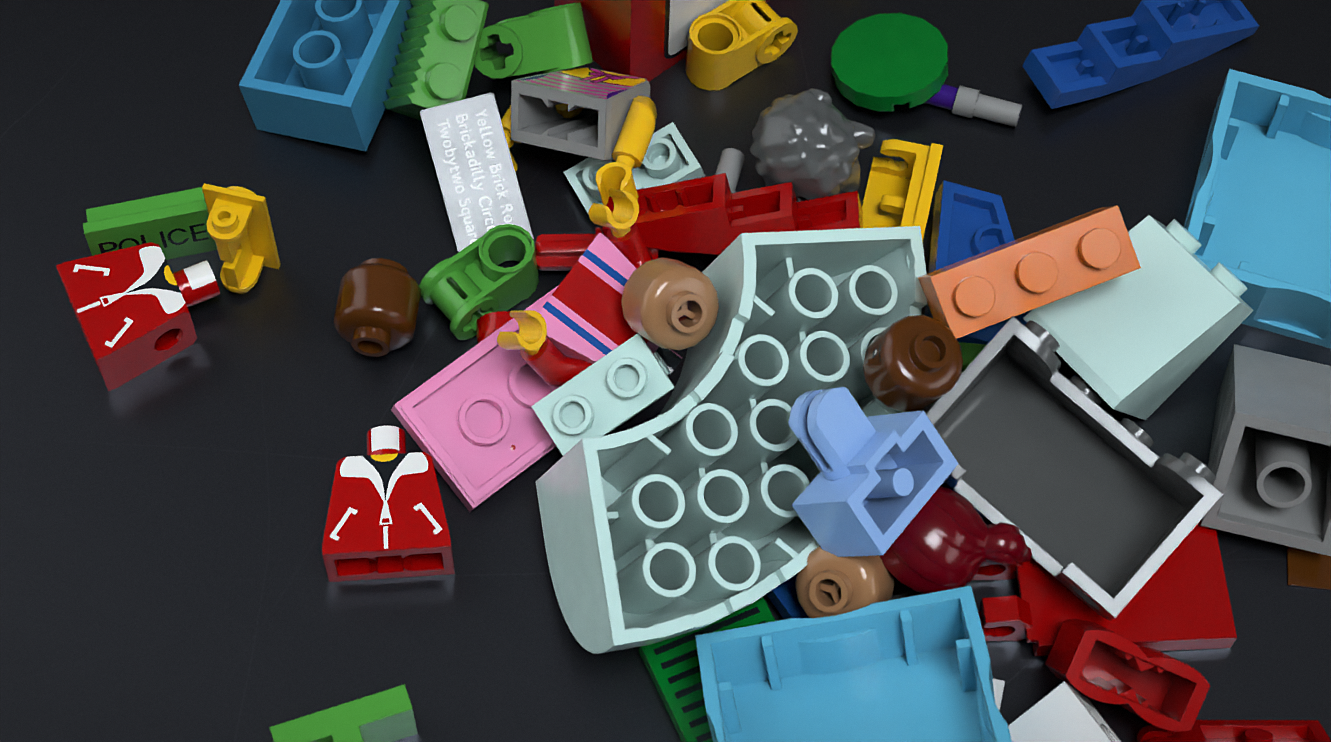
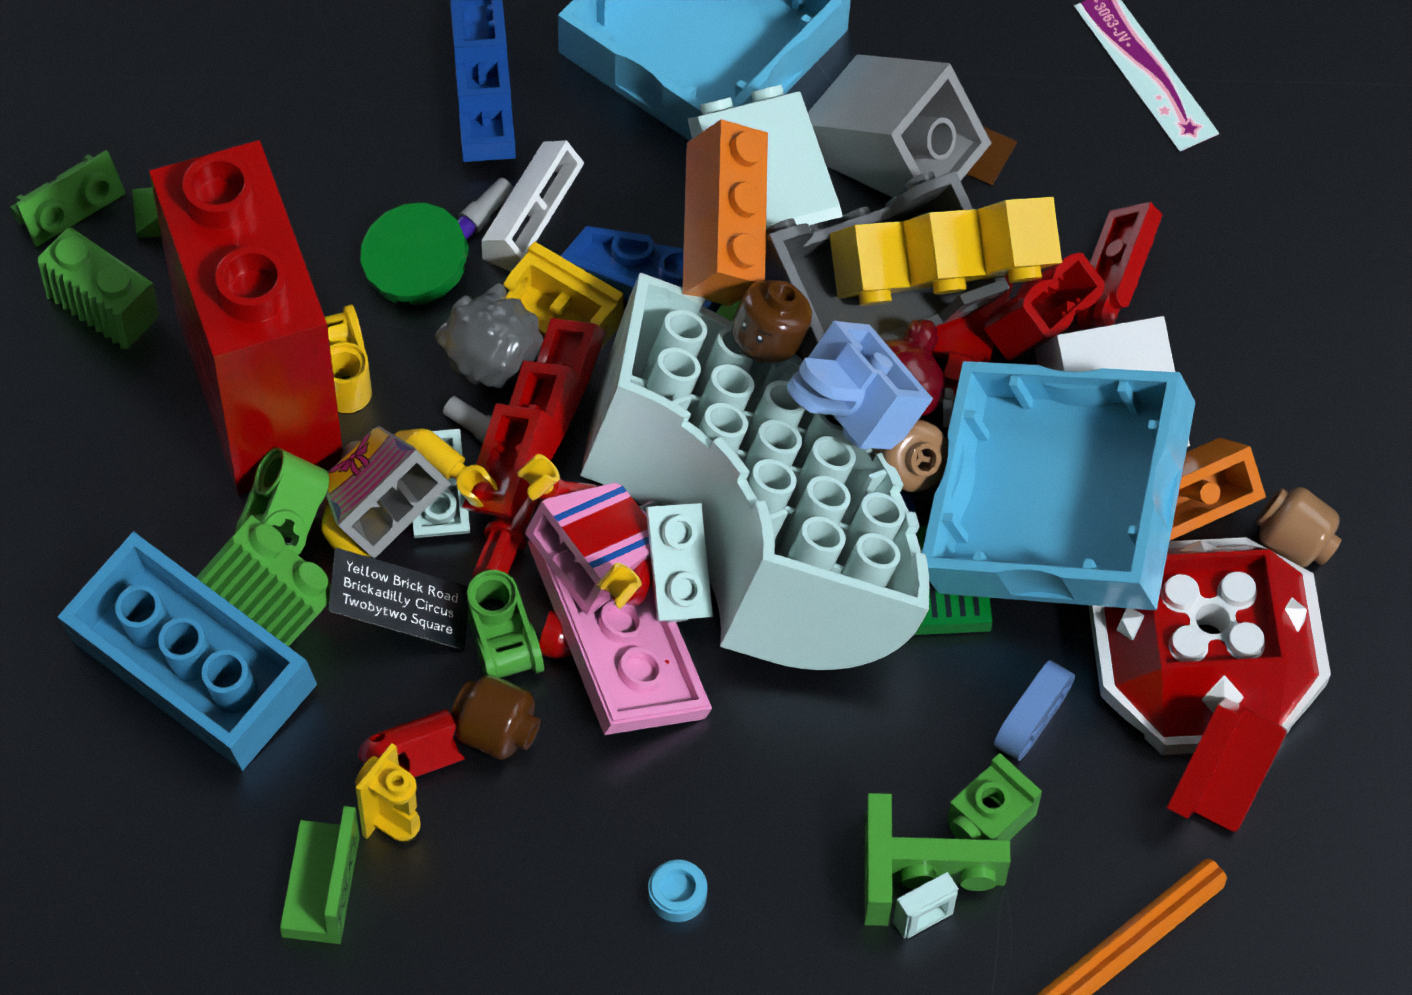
camera: 70 degrees left, 0 degrees up
(135, 307) = (408, 913): red torso -> none
(250, 549) = (677, 890): none -> medium azure tile
(315, 248) = (421, 743): none -> red piece
(386, 514) = (694, 769): red torso -> none
(670, 303) = (639, 470): medium nougat head -> none
(1004, 130) = (525, 200): none -> white piece
(1112, 523) = (946, 250): none -> yellow brick

